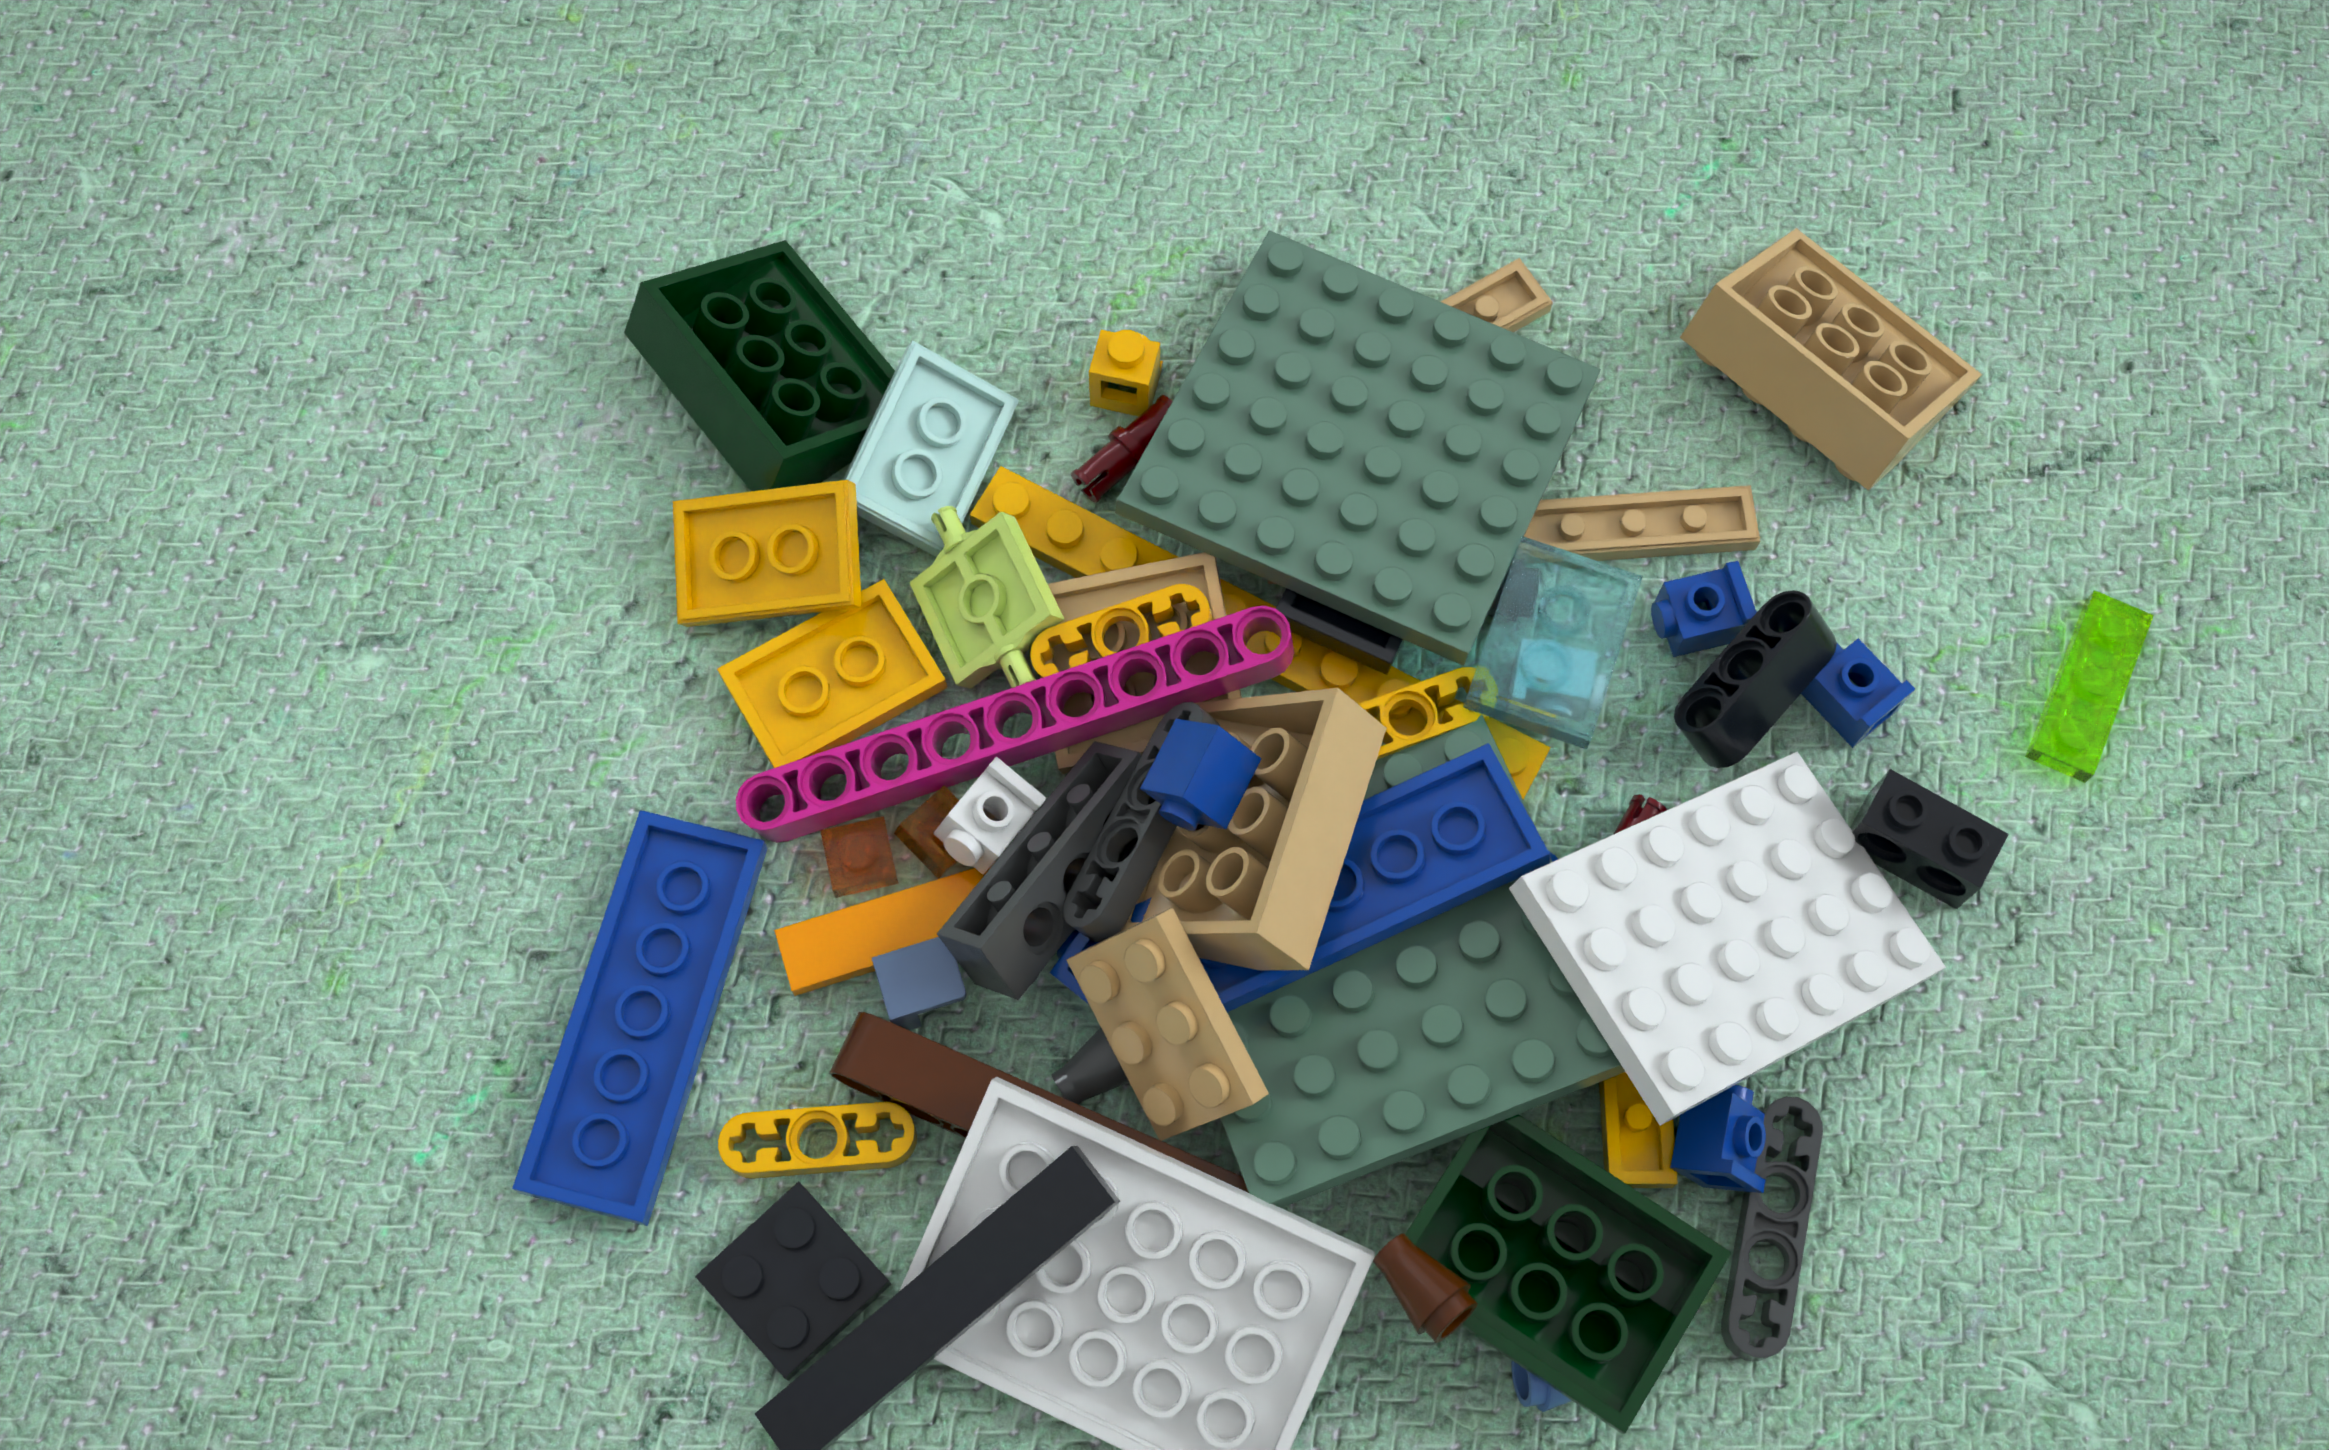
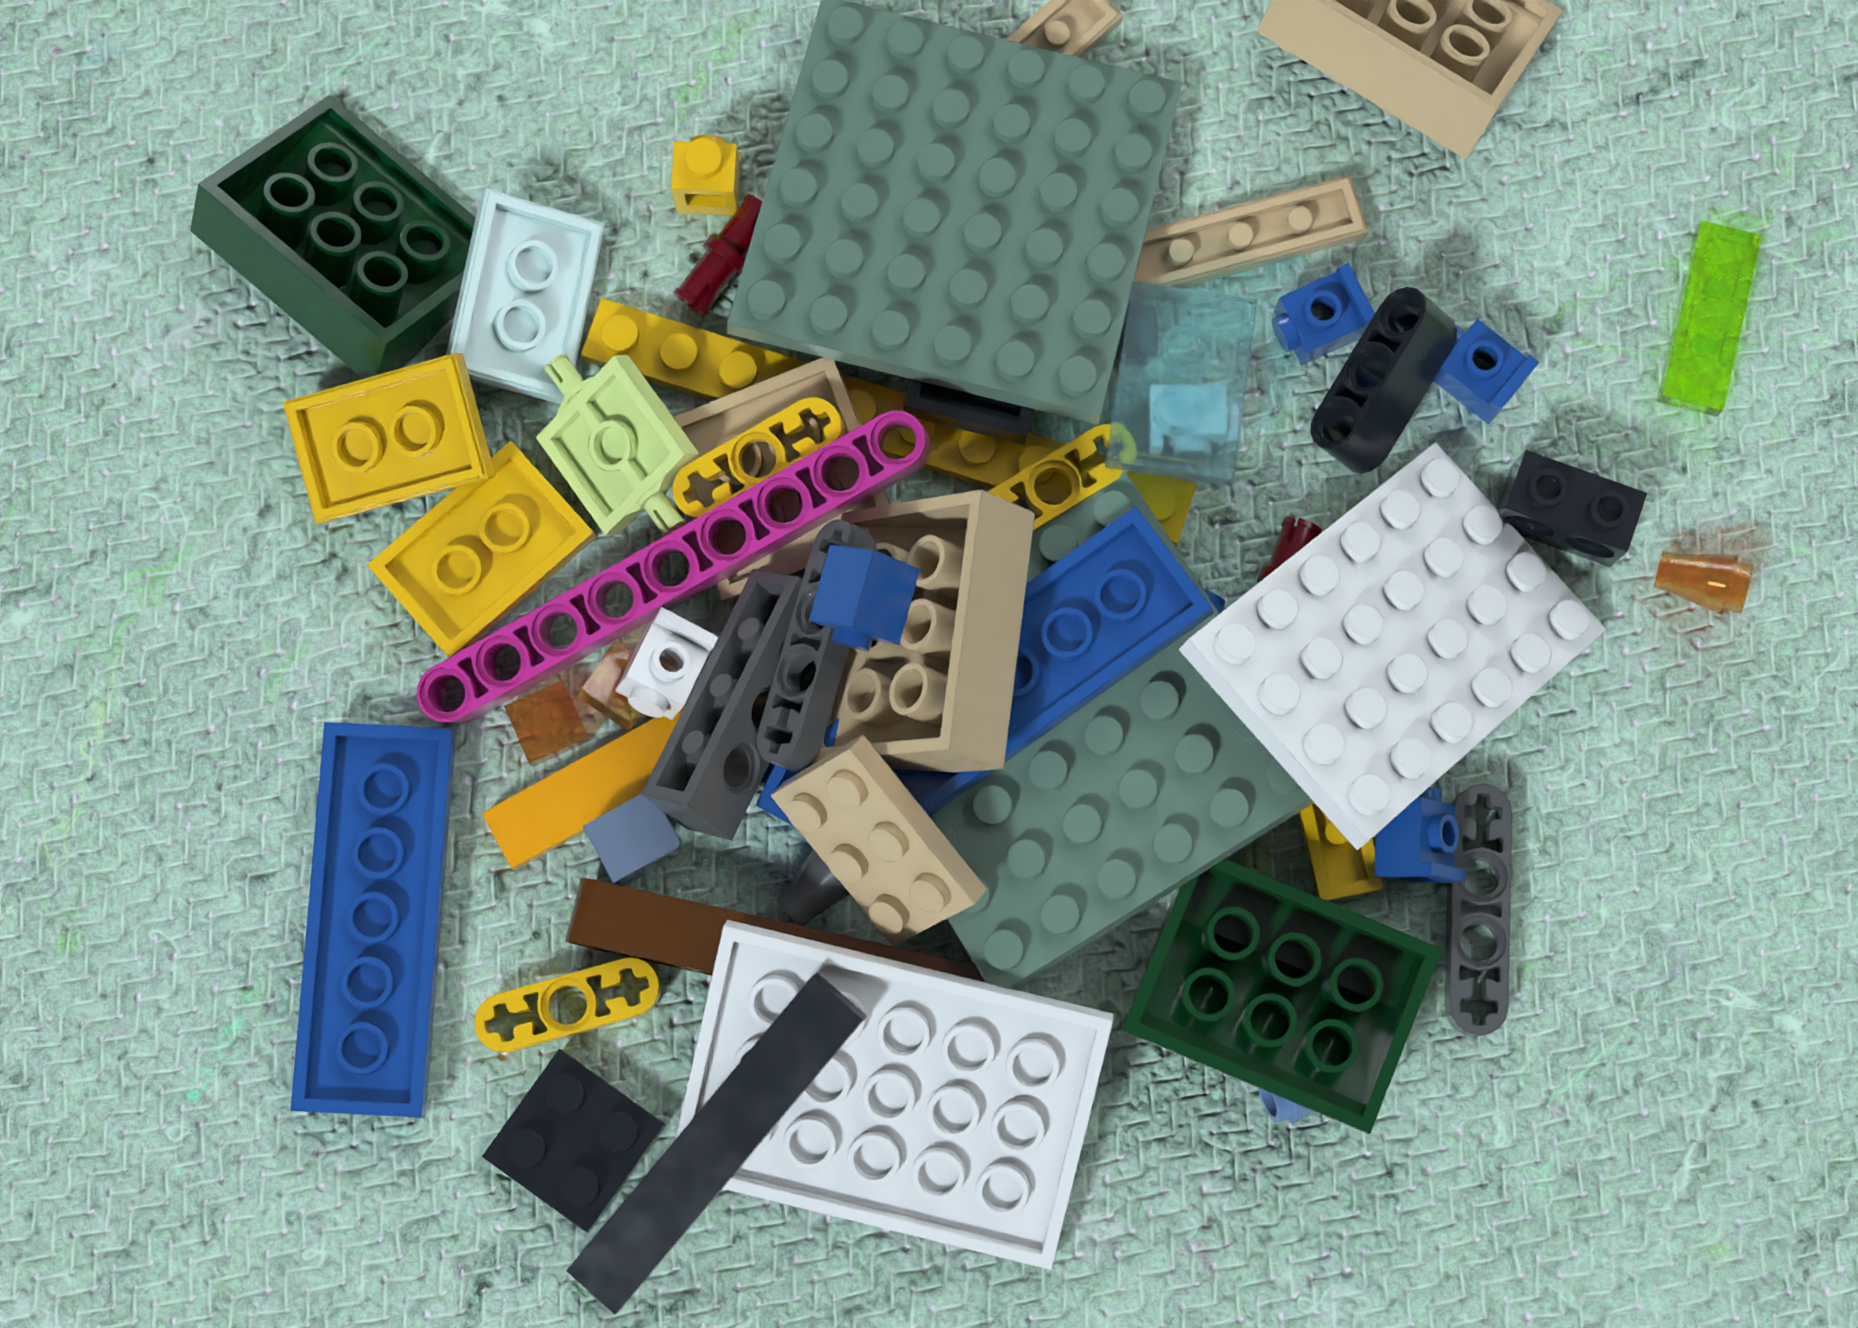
camera: 10 degrees left, 10 degrees up
(1426, 1289) = (1165, 1041): reddish brown cone -> none
(2055, 937) = (1707, 580): none -> clear orange cone

